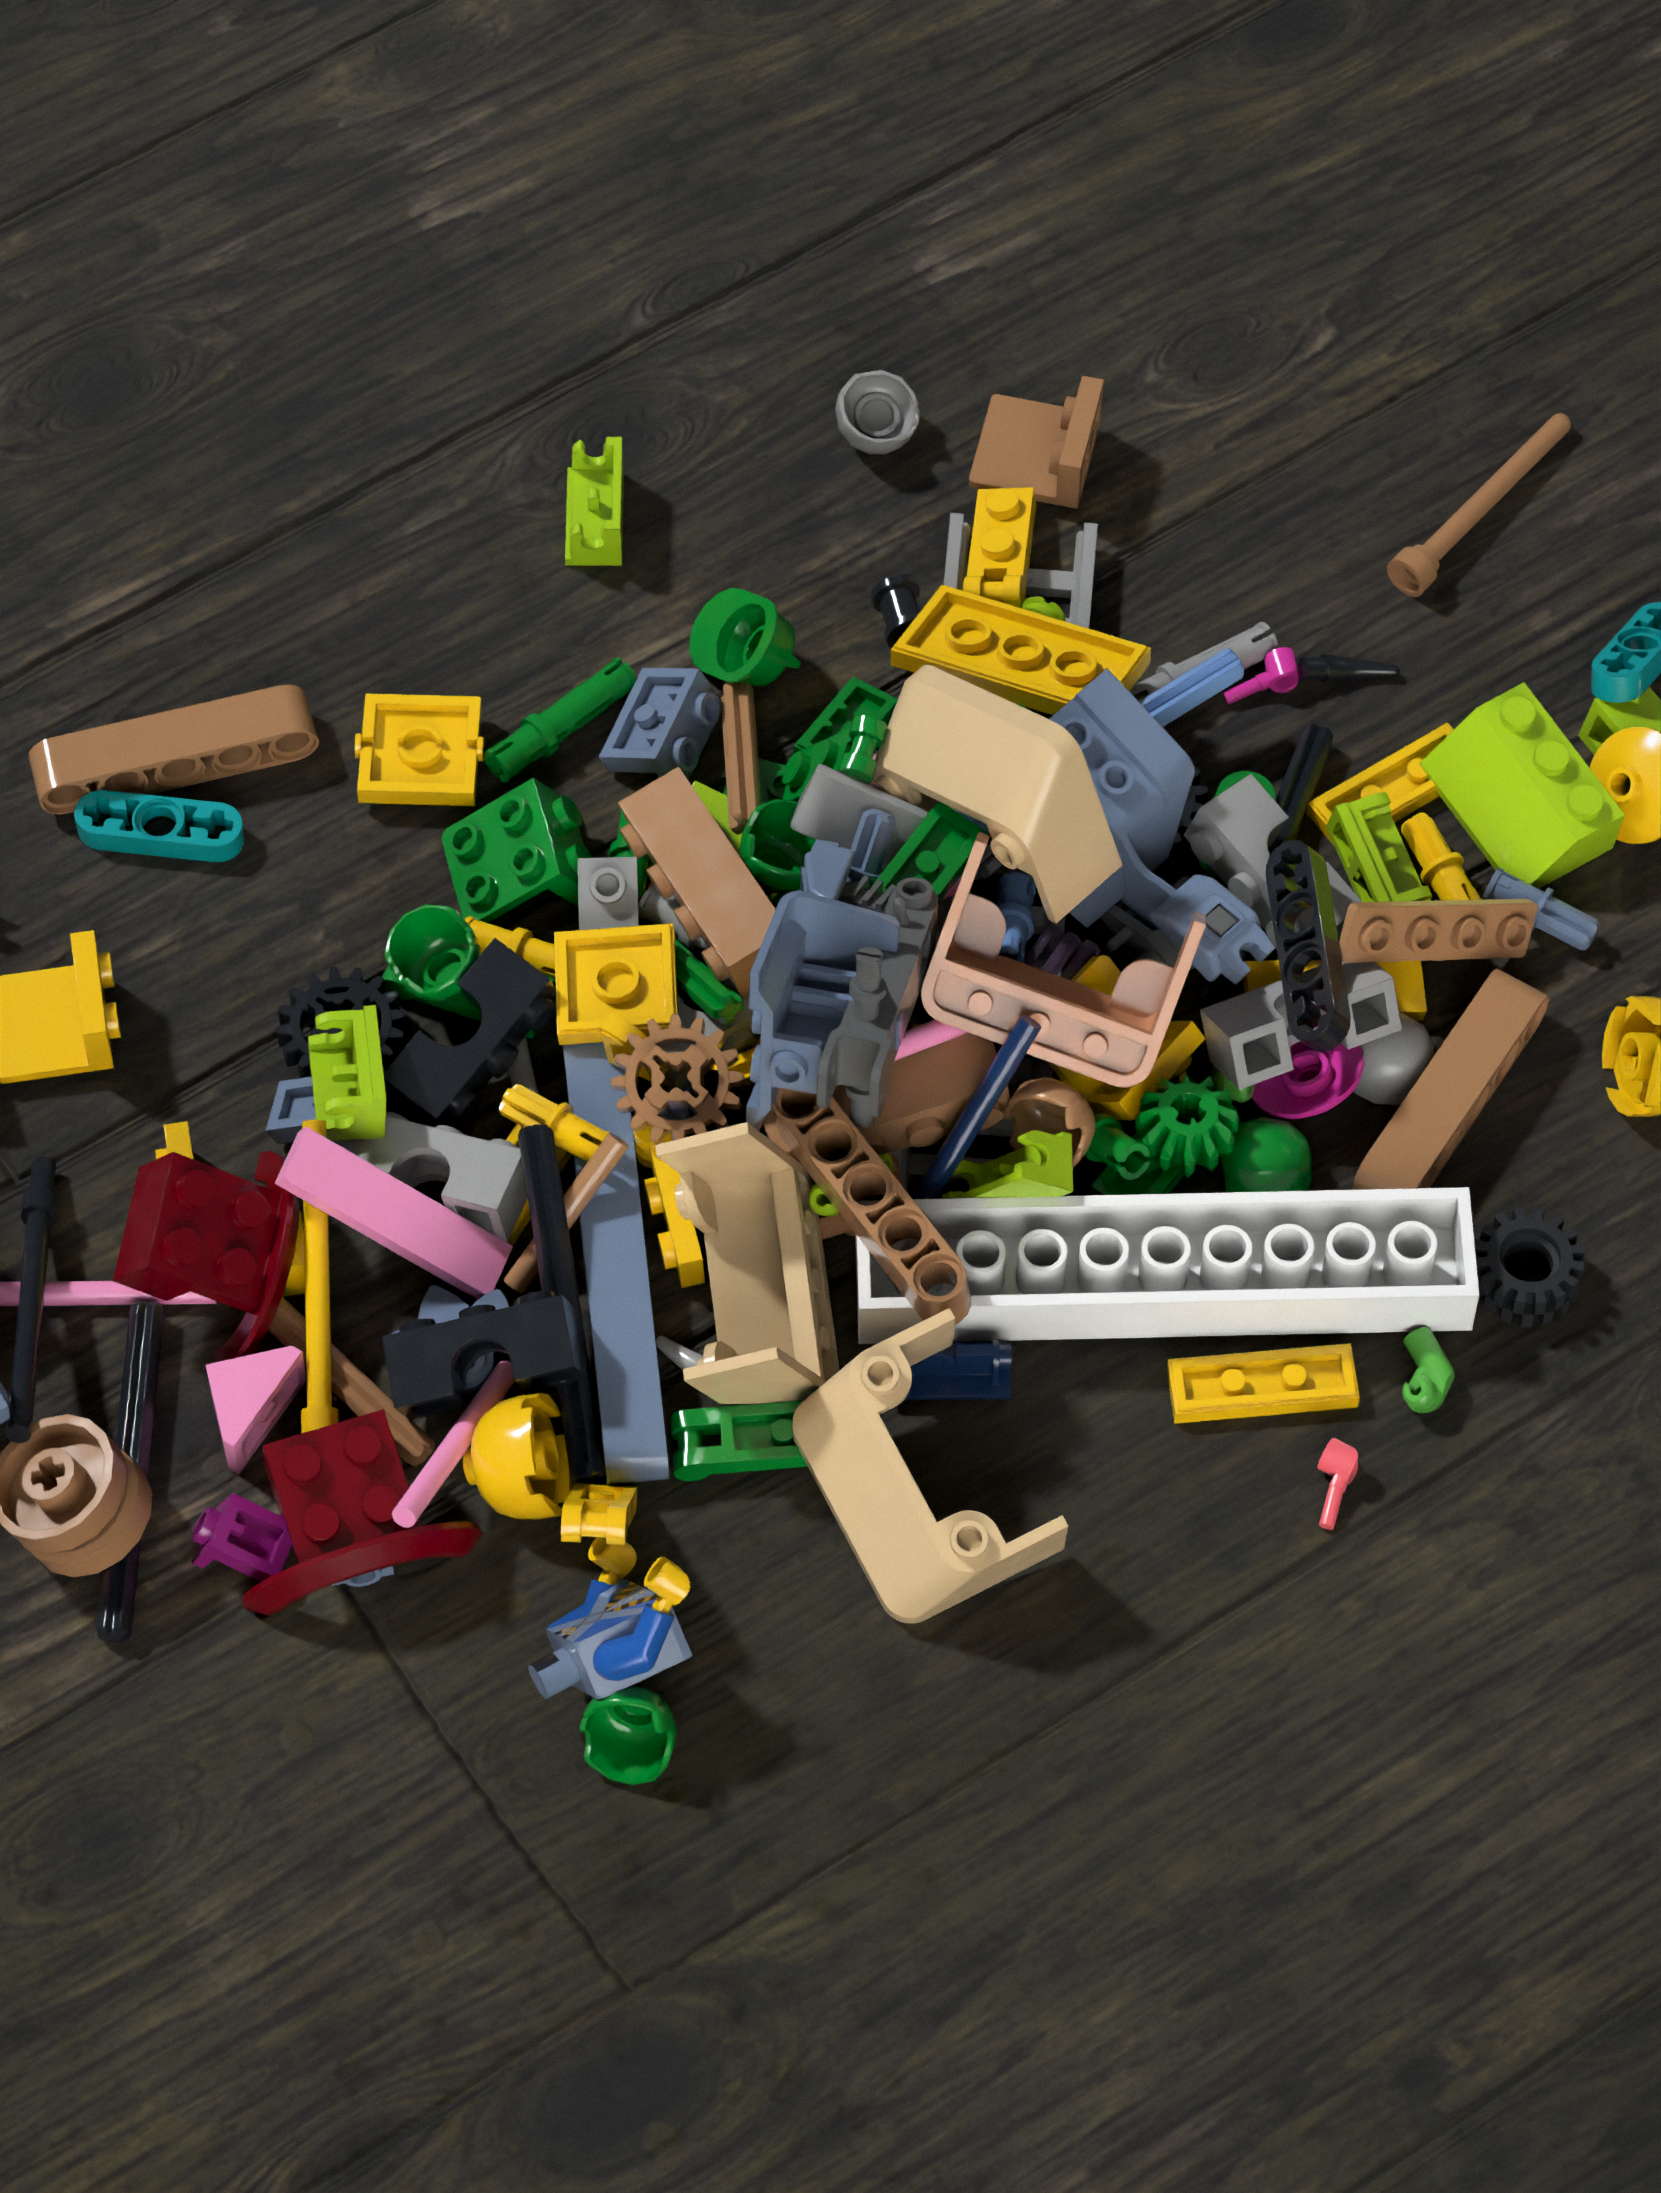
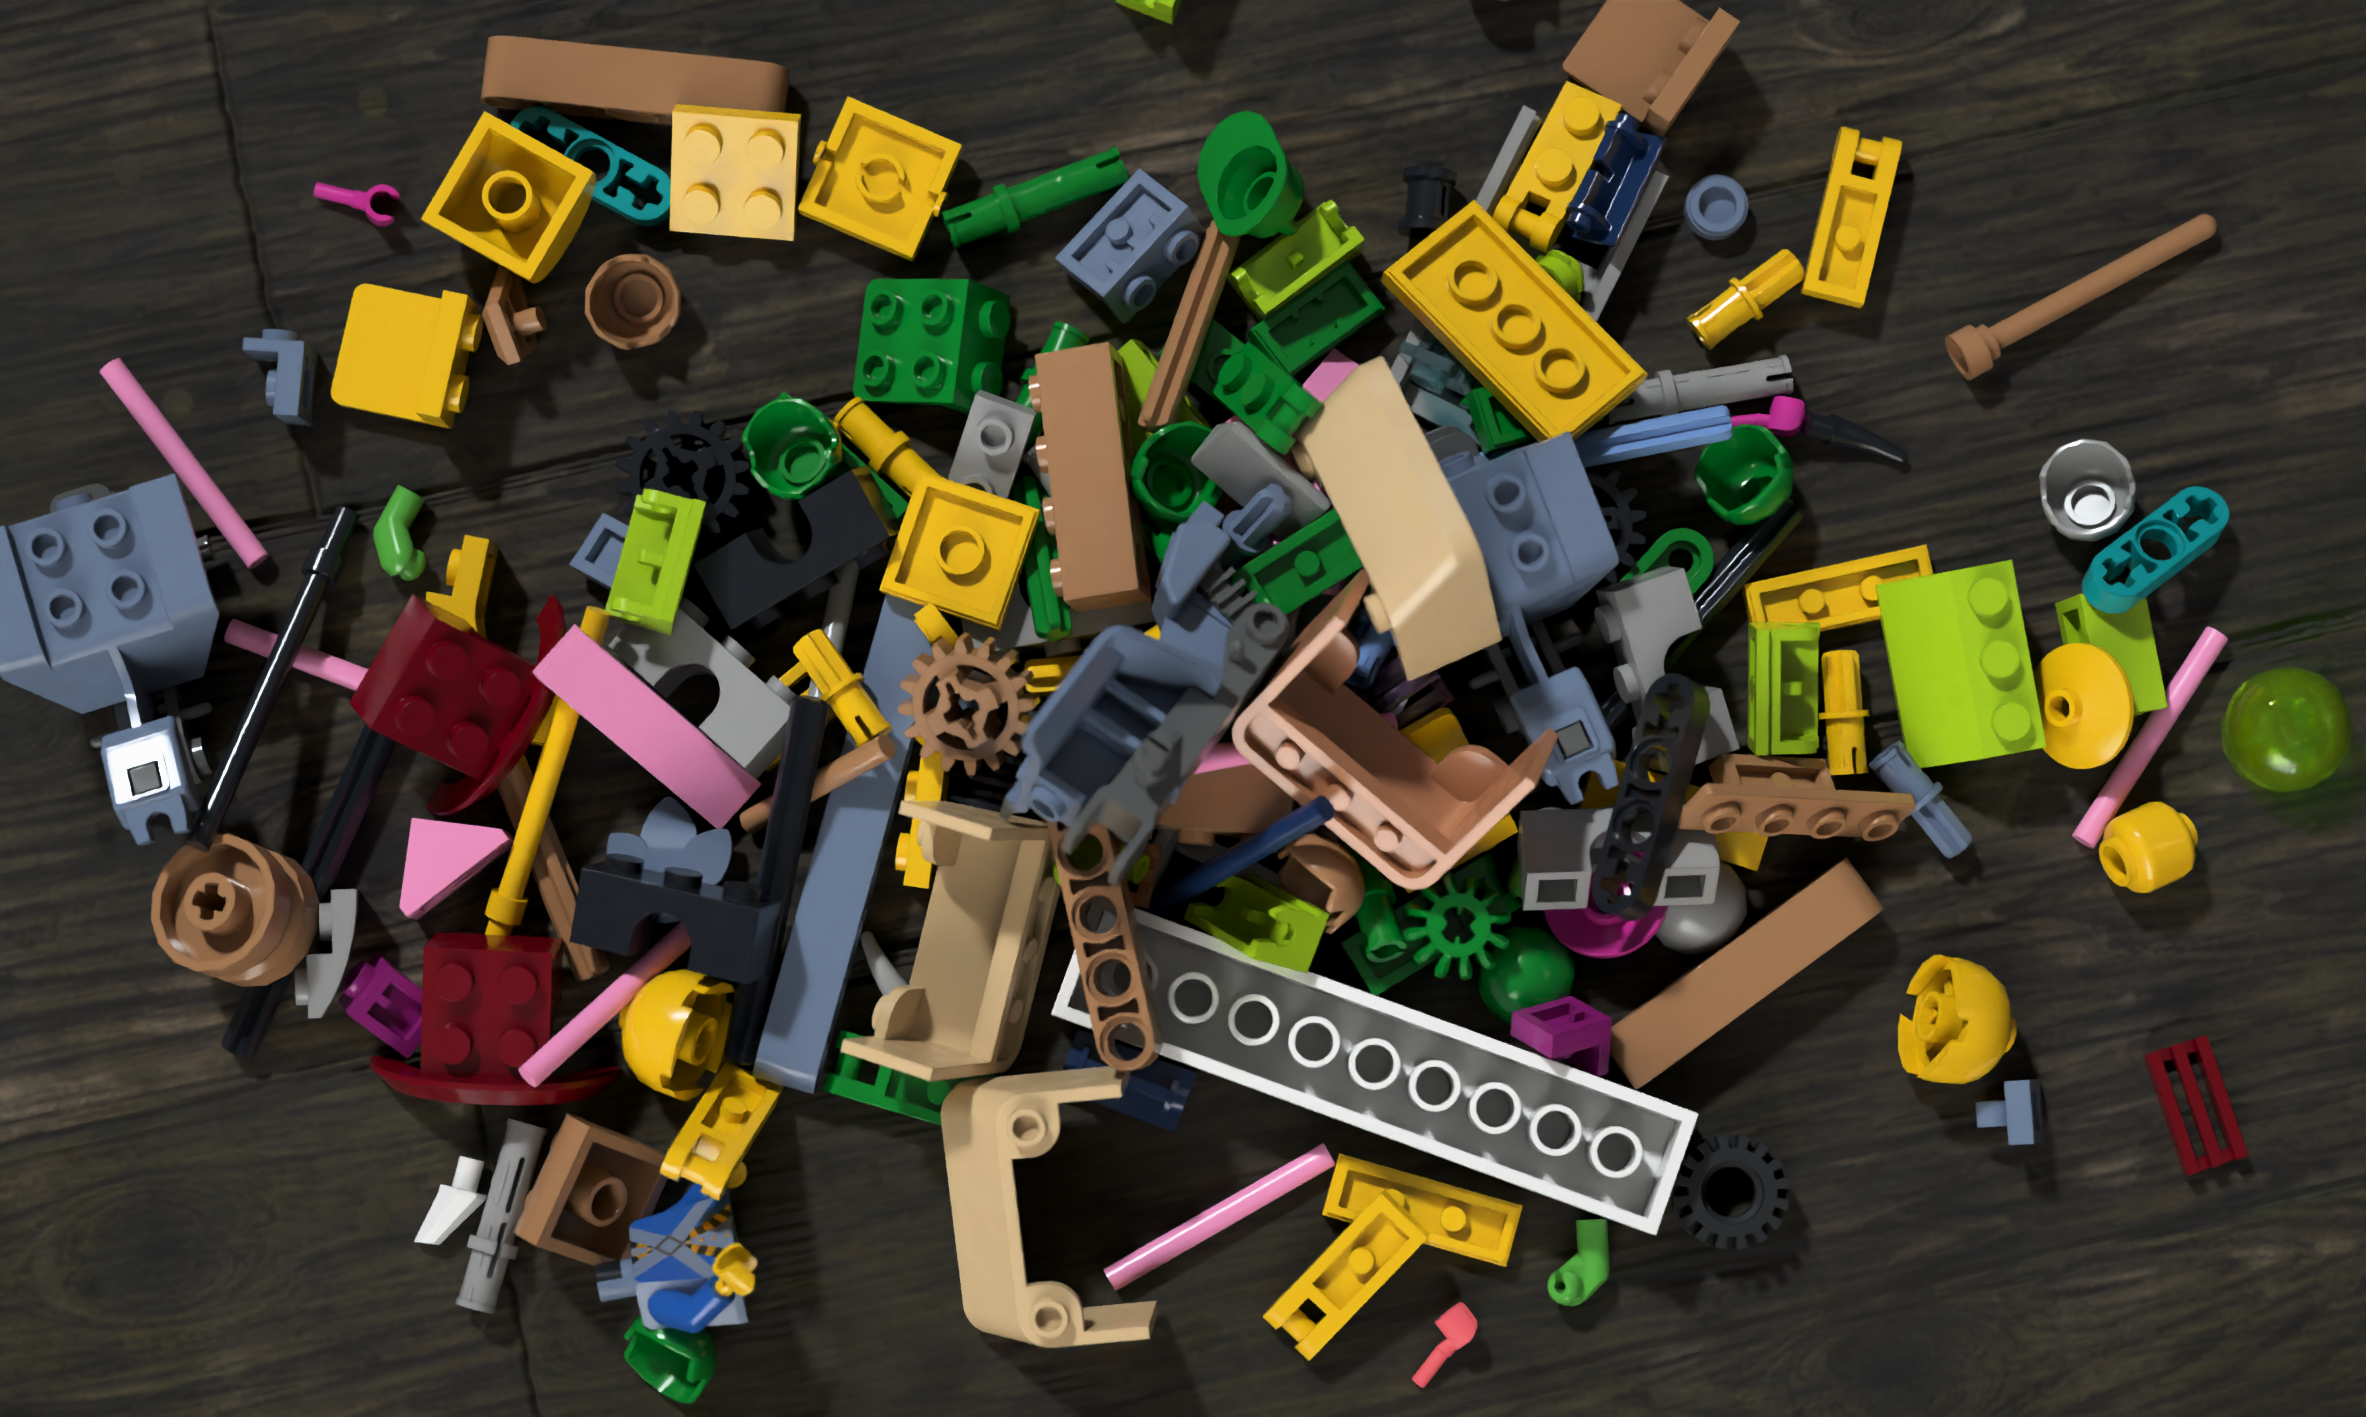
camera: 20 degrees right, 25 degrees up
(95, 1168) = (393, 536): none -> bright green arm
(102, 852) = (512, 199): none -> yellow brick
(136, 961) = (510, 320): none -> medium nougat piece
(171, 1516) = (324, 973): none -> light grey slope
(239, 905) = (633, 301): none -> medium nougat hair
(290, 779) = (734, 172): none -> yellow plate
(369, 1691) = (453, 1203): none -> white bar
(421, 1705) = (504, 1204): none -> light grey pin
(496, 1618) = (591, 1192): none -> medium nougat brick
(809, 689) = (1296, 261): none -> lime hinge
(1054, 540) = (1614, 189): none -> dark blue hinge
(1085, 1450) = (1219, 1217): none -> bright pink bar
(1147, 542) = (1715, 207): none -> sand blue tile
(1205, 595) = (1746, 298): none -> yellow axle
(1220, 1445) = (1348, 1273): none -> yellow plate
(1265, 511) = (1850, 219): none -> yellow plate
(1269, 713) = (1745, 475): none -> green hair
(1329, 1170) = (1567, 1032): none -> magenta bracket
(1561, 629) = (2087, 490): none -> light grey hair

